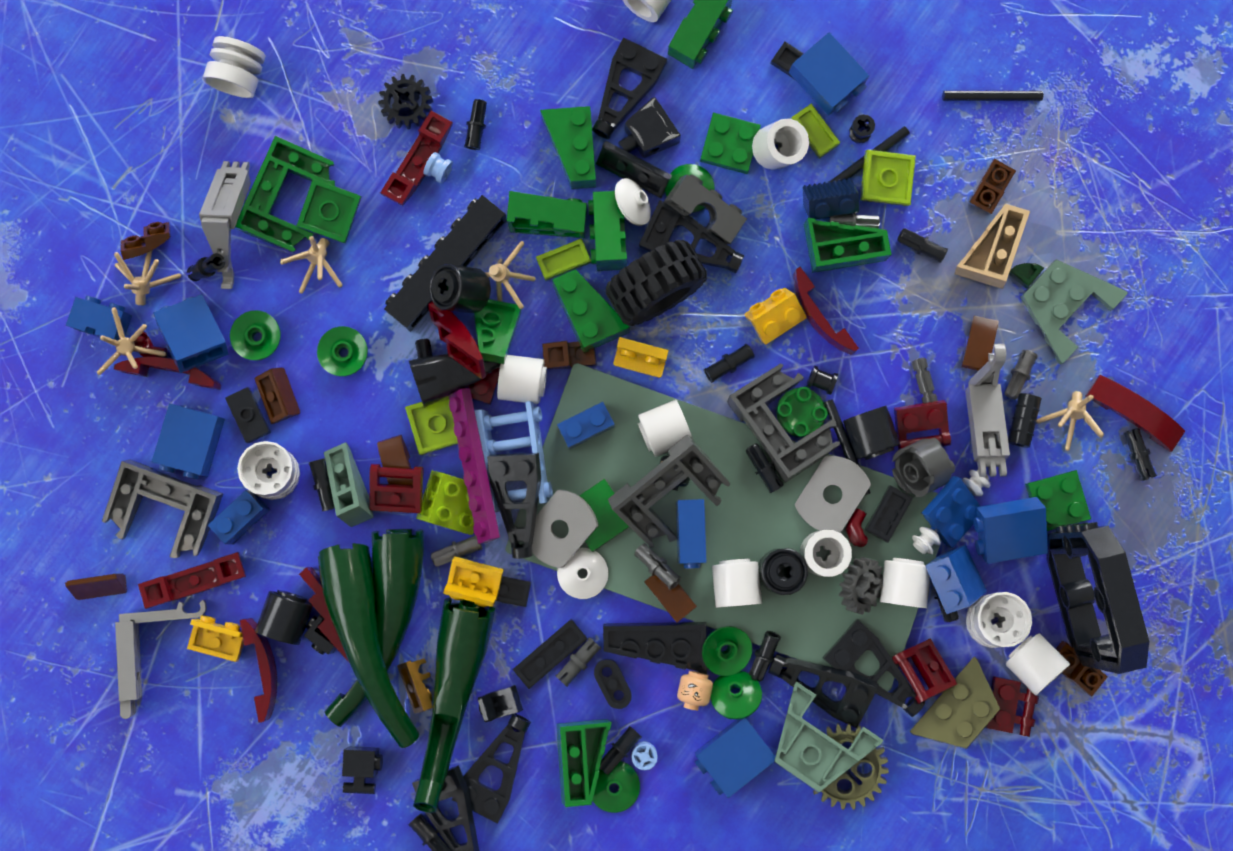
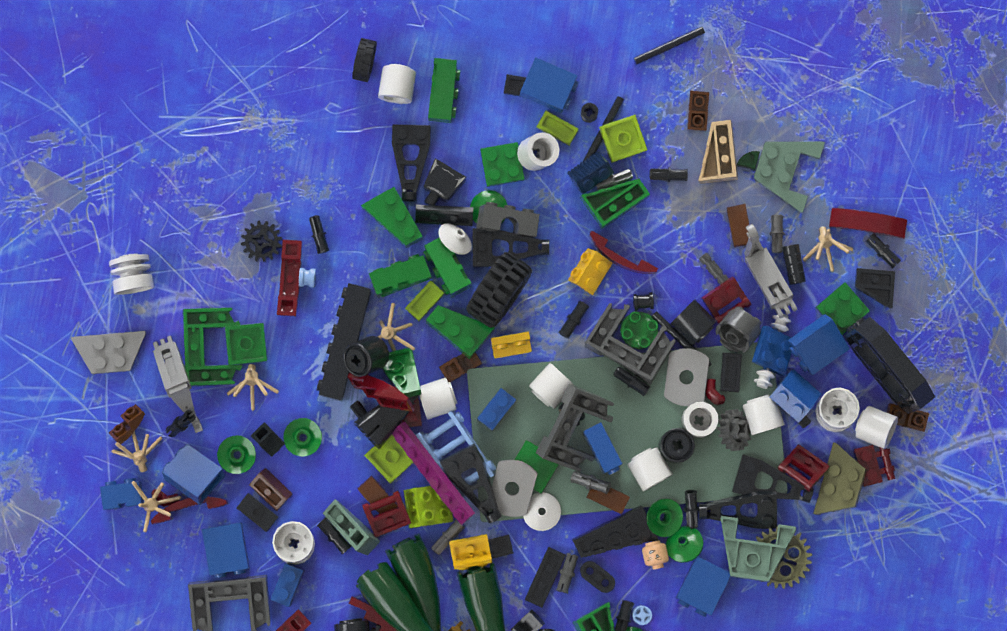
camera: 30 degrees left, 0 degrees up
(169, 147) = (109, 351): none -> light grey wing
(299, 334) = (268, 439): none -> black brick
(1113, 491) = (876, 284): none -> black wing

